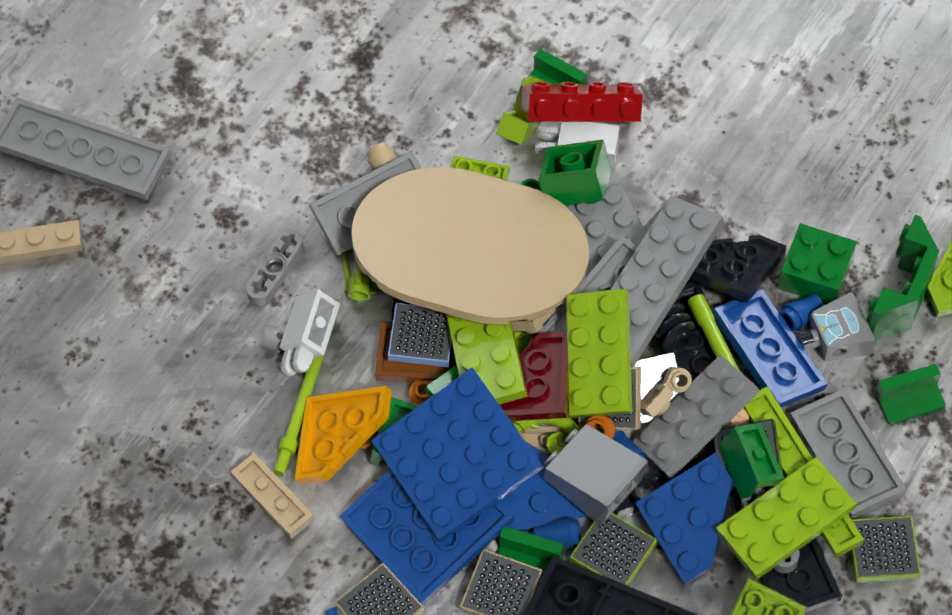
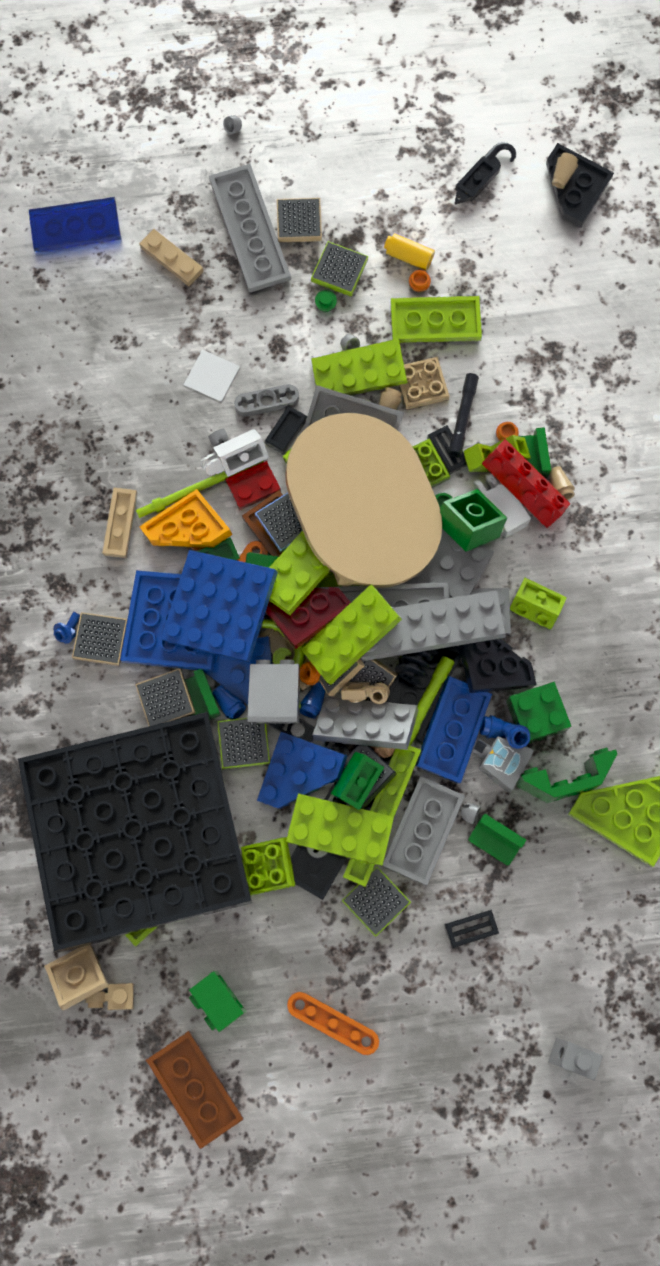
camera: 45 degrees right, 15 degrees up
(118, 100) = (299, 220): none -> tile
(197, 299) = (211, 375): none -> white sticker
(205, 103) = (339, 268): none -> tile
(224, 140) = (325, 300): none -> green plate
(249, 32) = (409, 251): none -> yellow brick
(286, 46) = (419, 281): none -> orange plate
(290, 151) = (355, 342): none -> light grey hinge
(322, 270) = (286, 429): none -> black tile
(326, 159) = (361, 368): none -> lime plate
(339, 61) = (436, 319): none -> lime plate
(351, 345) = (253, 485): none -> red plate
(390, 121) = (424, 384): none -> tan tile
(477, 151) = (438, 433): none -> black tile
(478, 128) = (458, 437): none -> black piece
(509, 86) = (505, 430): none -> orange plate
(606, 76) = (561, 482): none -> tan cone
(708, 185) = (538, 603): none -> lime bracket
(826, 291) = (516, 735): none -> blue cone
(864, 398) = (470, 812): none -> light grey hinge

